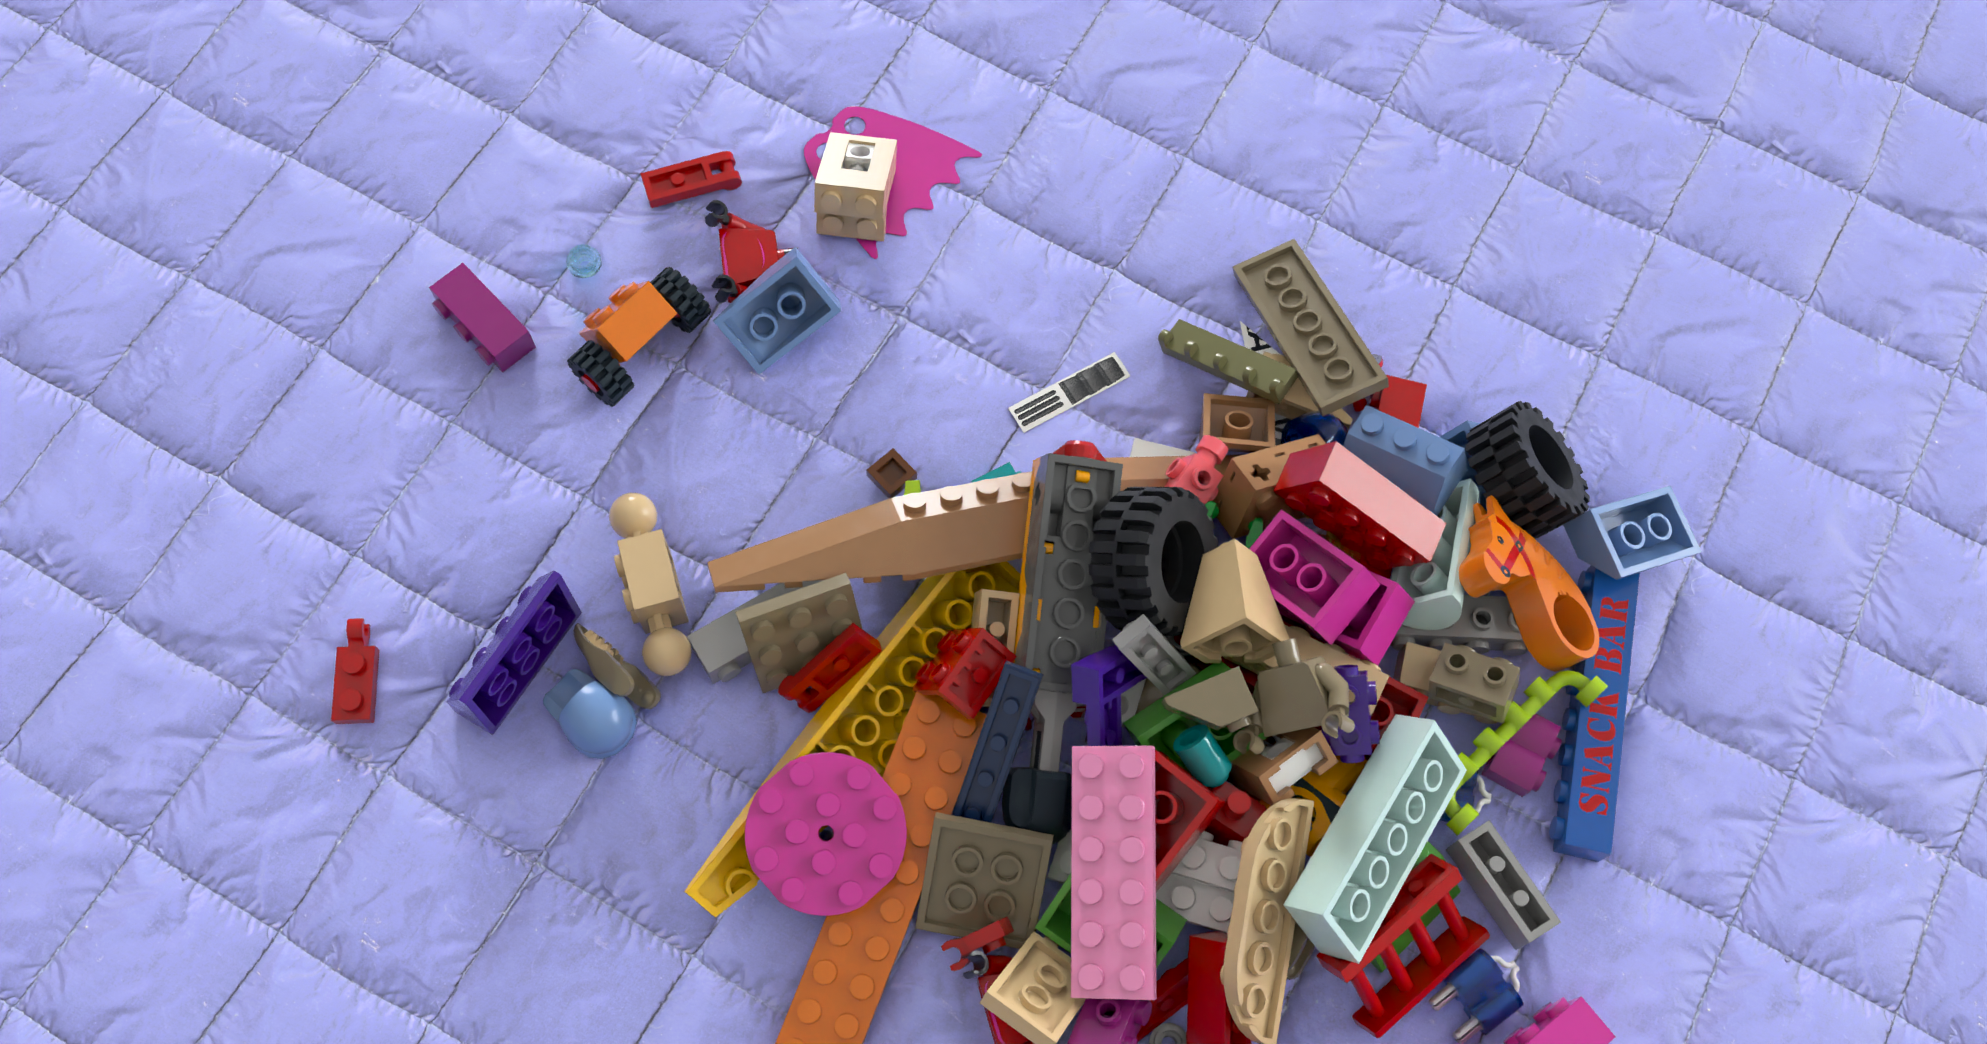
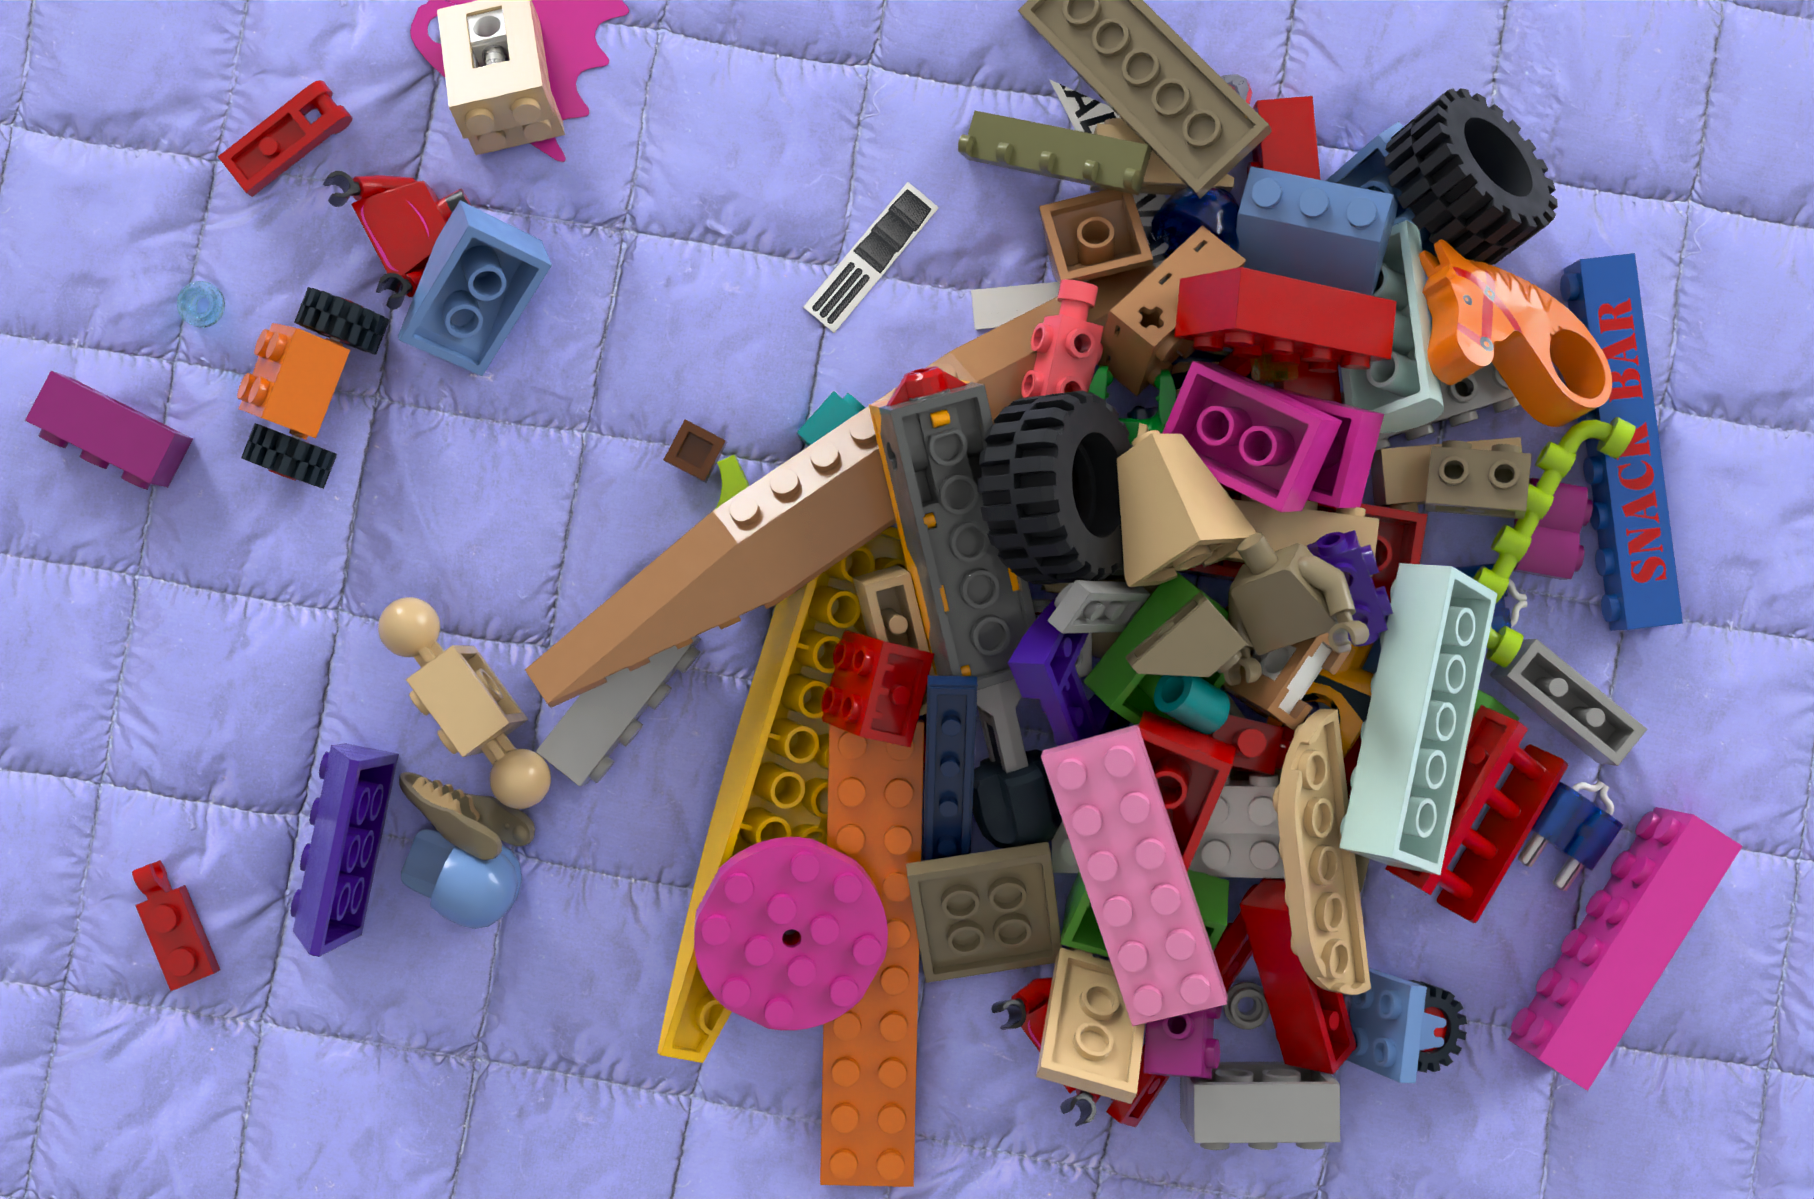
camera: 20 degrees left, 20 degrees up
(796, 627) = (670, 705): dark tan plate -> none
(830, 668) = (719, 731): red plate -> none
(987, 937) = (1008, 975): red plate -> none
(1633, 534) = (1620, 212): medium blue slope -> none

